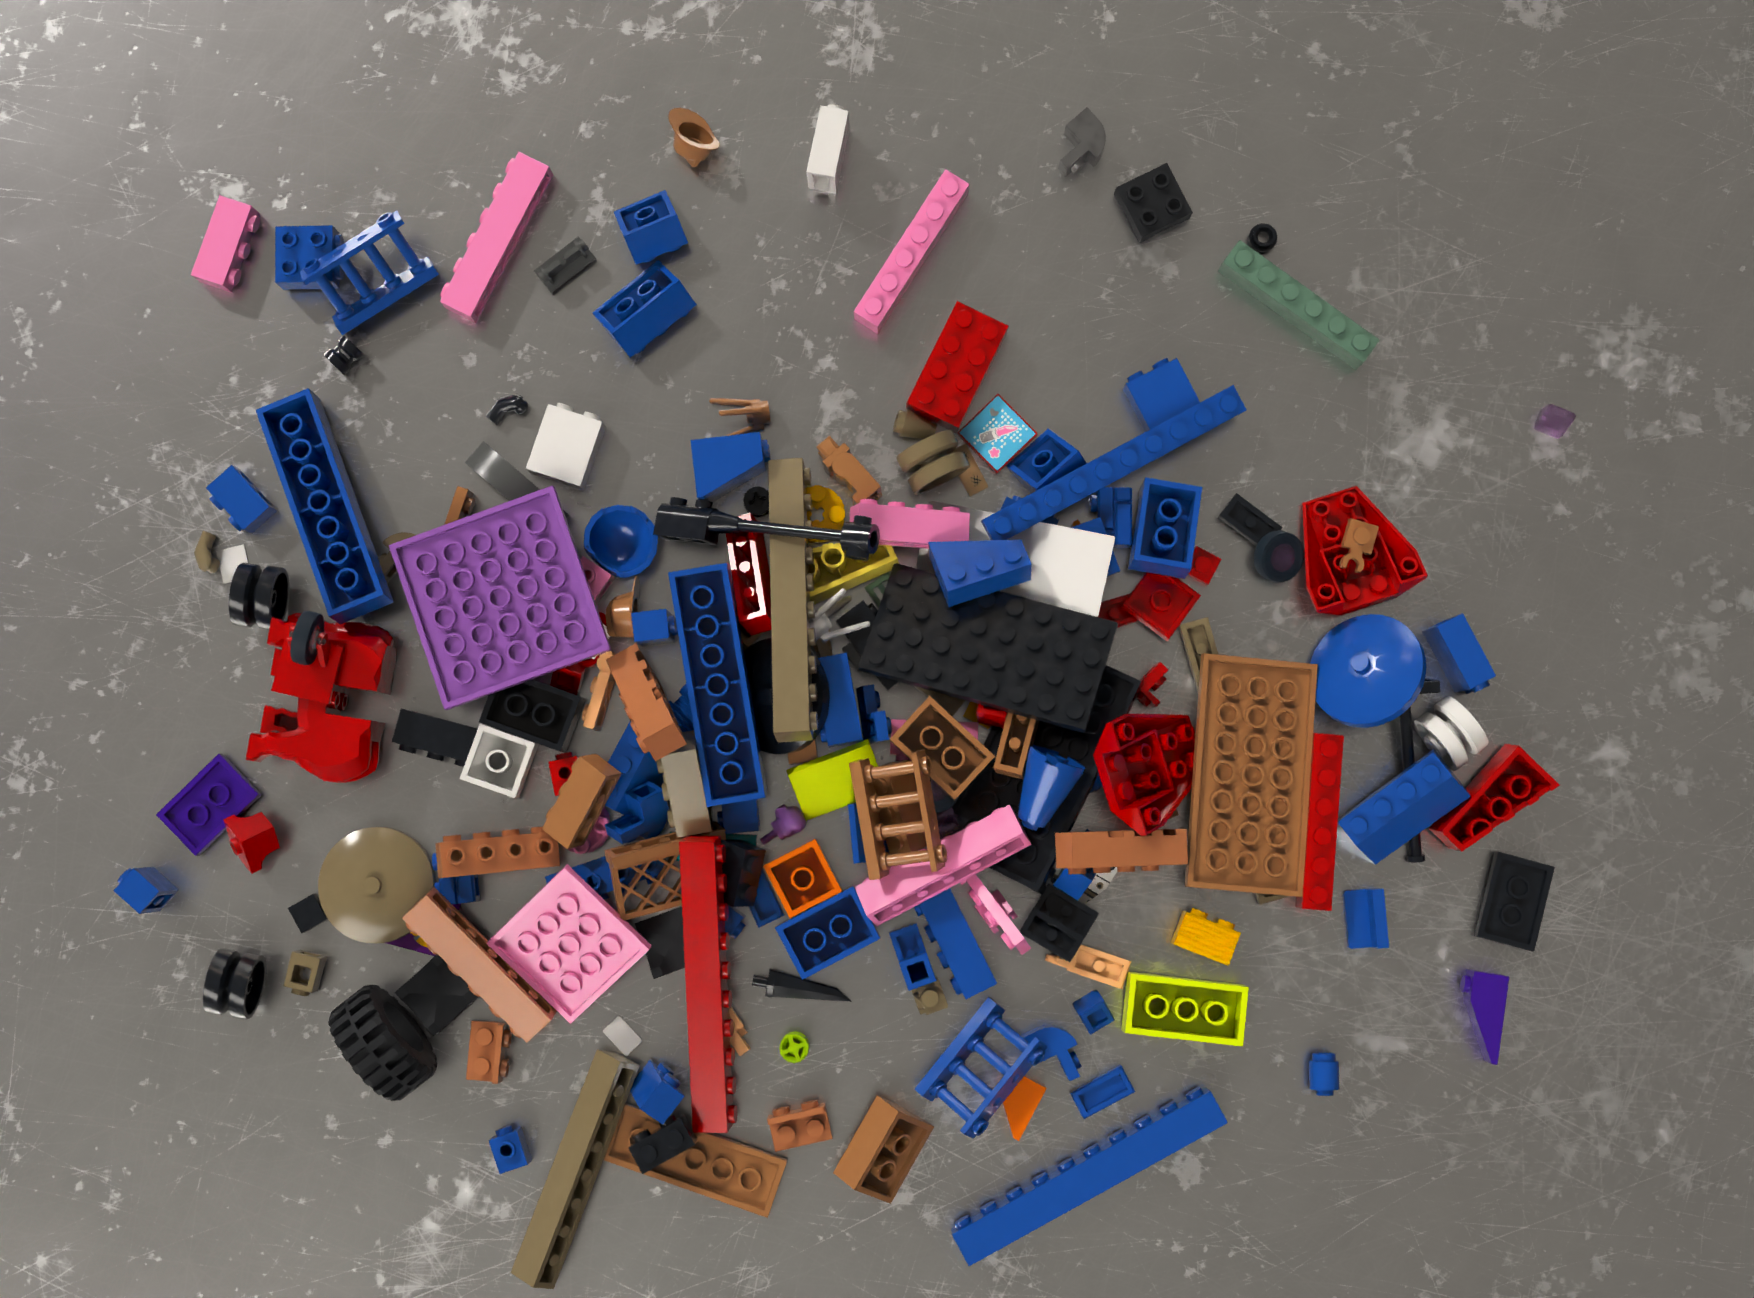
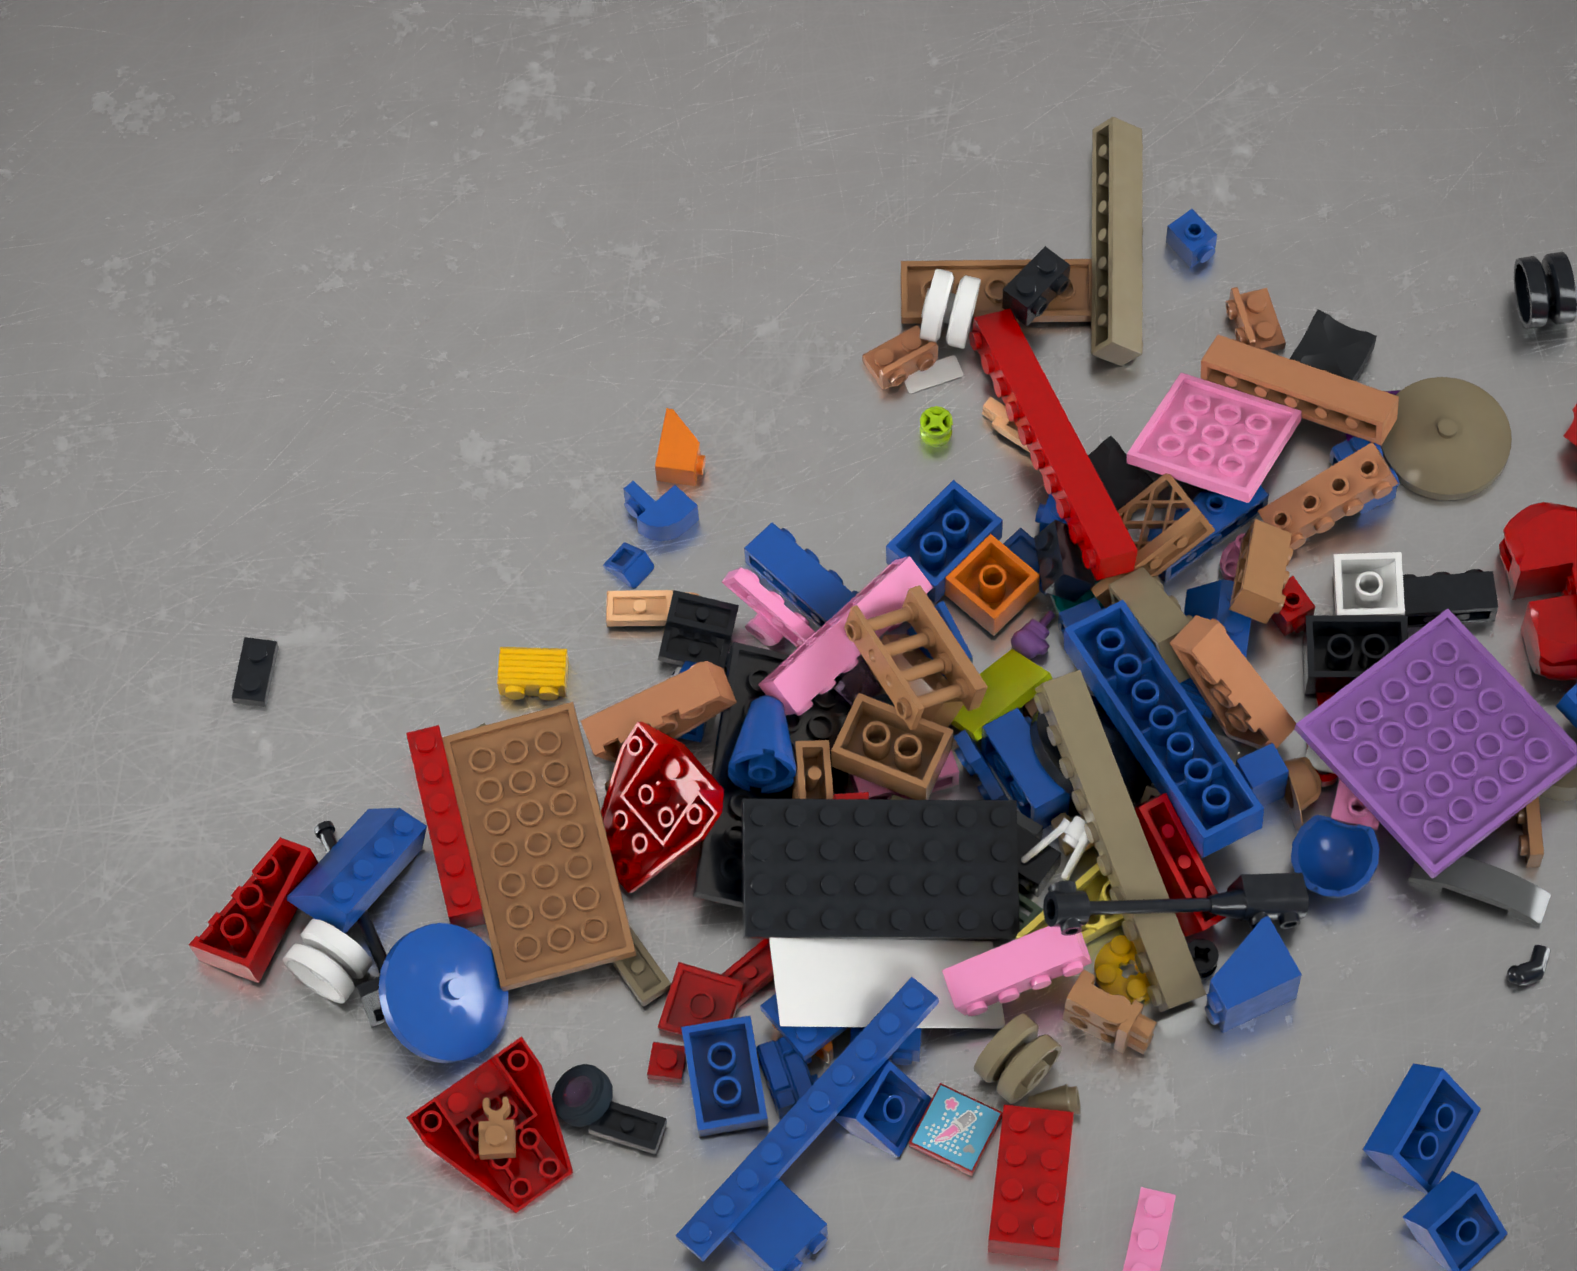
camera: 160 degrees right, 20 degrees down
(298, 963) = (1480, 330): dark tan brick -> none
(308, 913) = (1505, 388): black tile -> none
(382, 1042) = (1364, 276): black tyre -> none
(564, 264) = (1537, 1149): dark grey hinge -> none
(566, 446) = (1443, 945): white brick -> none
(601, 690) = (1287, 682): light nougat hinge -> none
(622, 1035) = (1122, 383): white sticker -> none
(645, 816) = (1191, 581): blue brick -> none
(657, 1091) = (1063, 331): blue brick -> none
(744, 1142) = (949, 308): none -> white wheel
(755, 410) = (1242, 1053): medium nougat plant -> none
(765, 1101) = (941, 372): none -> white sticker
(790, 986) = (974, 481): black bar -> none
(883, 1150) = (805, 360): medium nougat slope -> none
(912, 956) = (839, 545): blue brick -> none
(930, 998) = (810, 518): dark tan brick -> none
(953, 1063) = (761, 462): blue fence -> none
(972, 477) = (963, 1072): tan sticker -> none
(978, 567) = (923, 943): blue wedge -> none
(1088, 1175) = (579, 406): blue brick -> none
(1102, 1091) = (592, 491): blue tile -> none
(1152, 679) = (684, 913): red bracket -> none
(1185, 1008) = (533, 591): neon yellow brick -> none
(1324, 1073) = (360, 581): blue brick -> none
(1366, 918) = (362, 751): blue panel -> none
(1433, 1023) = (255, 672): none -> black plate
(1459, 654) = (342, 1050): blue brick -> none
(1486, 1002) = (206, 705): dark purple slope -> none
(1514, 901) = (202, 820): black plate -> none

